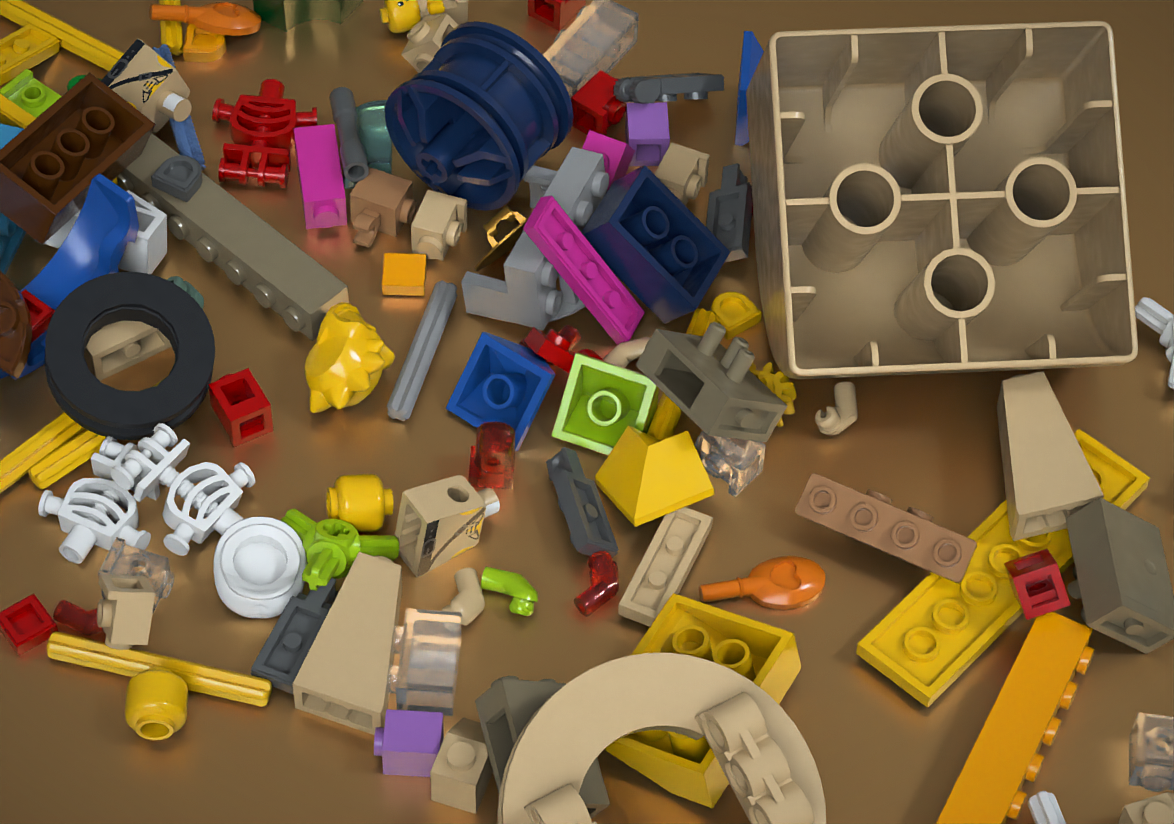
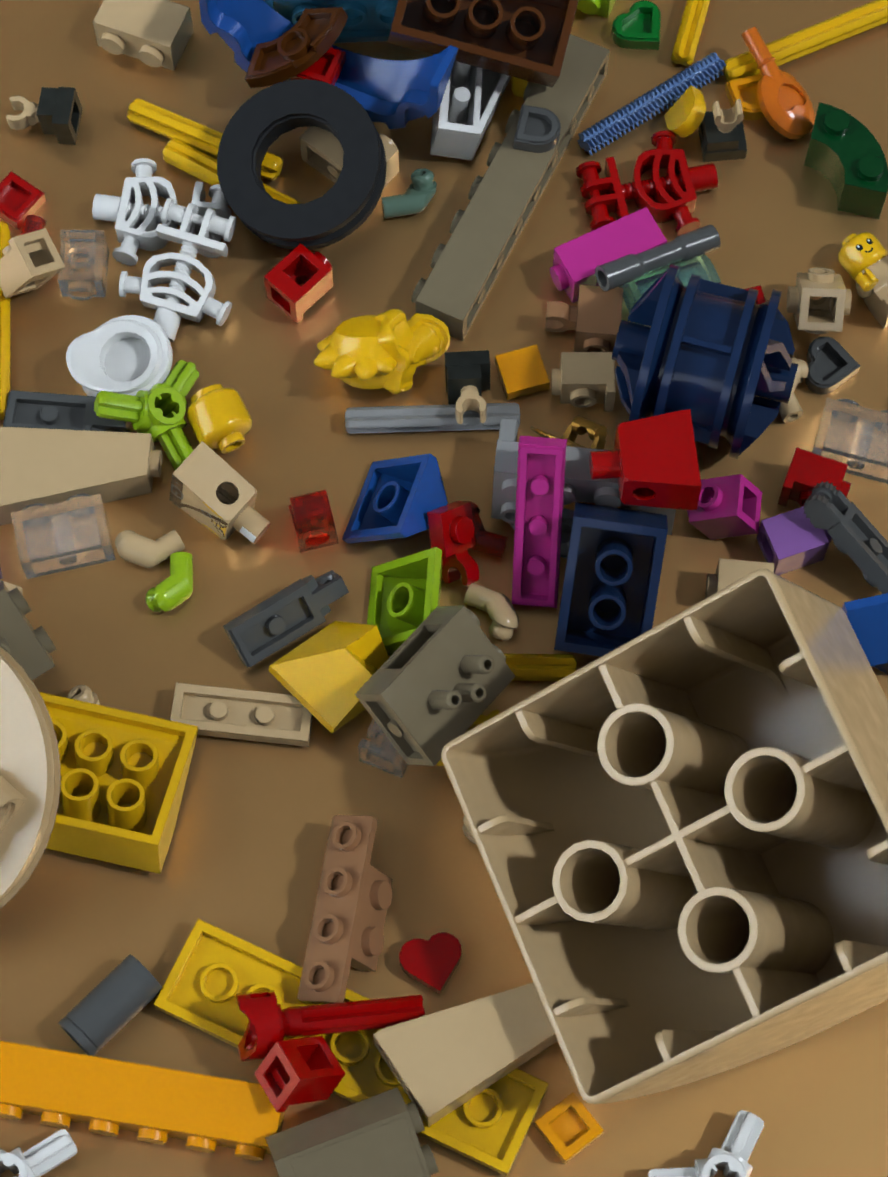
camera: 75 degrees right, 15 degrees up
(150, 85) = (647, 62): tan torso -> none
(206, 81) = (686, 112): none -> yellow tile
(235, 67) = (723, 133): none -> pearl dark grey piece
(399, 310) = (465, 378): none -> pearl dark grey piece
(581, 152) = (653, 462): none -> red torso
(603, 583) = (207, 665): clear red arm -> none
(774, 584) = (261, 825): orange piece -> none
(920, 735) = (110, 1005): none -> dark grey pin
(942, 488) = (431, 960): none -> red tile
(985, 595) = (271, 1023): none -> red piece
(1116, 431) = (568, 1127): none -> light orange tile

